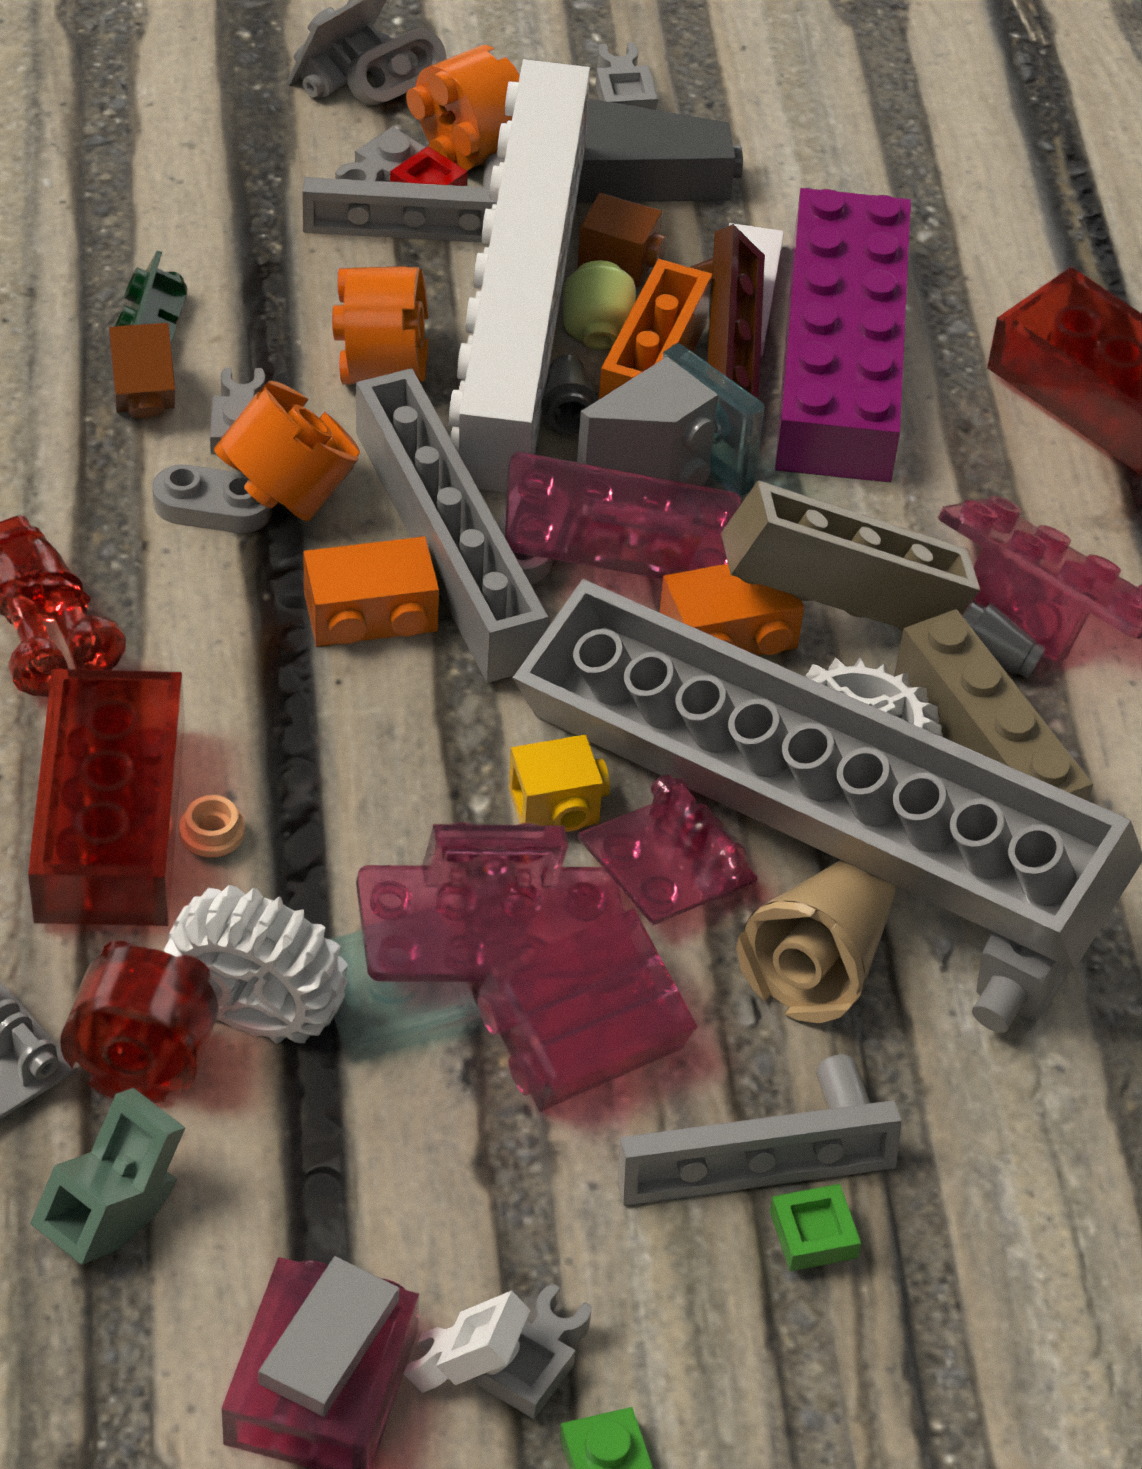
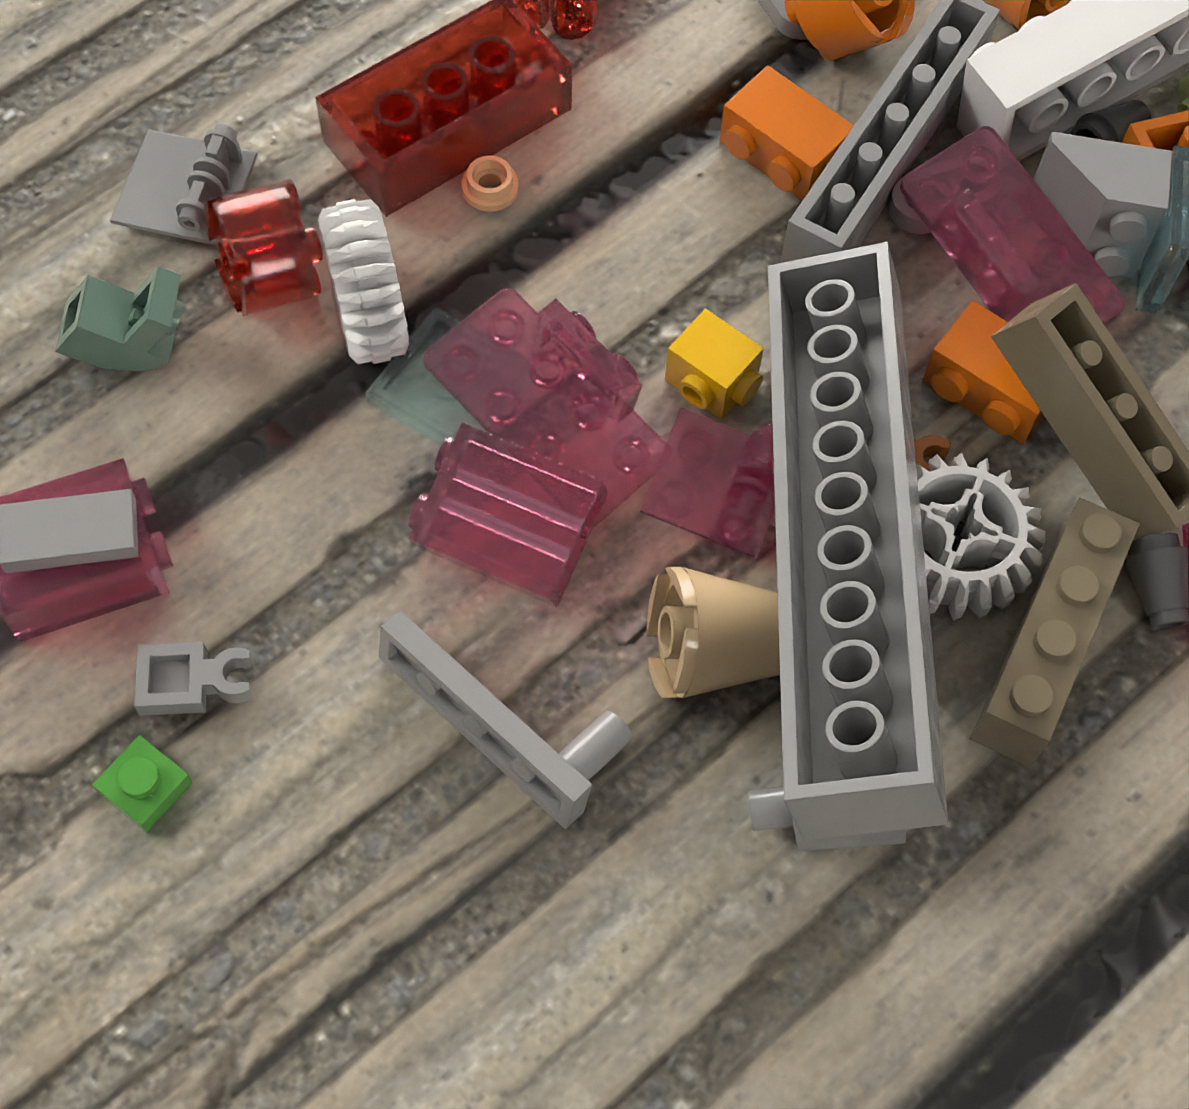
camera: 55 degrees right, 15 degrees up
(477, 1344) = (144, 631): white plate -> none
(815, 1227) = (447, 803): bright green plate -> none

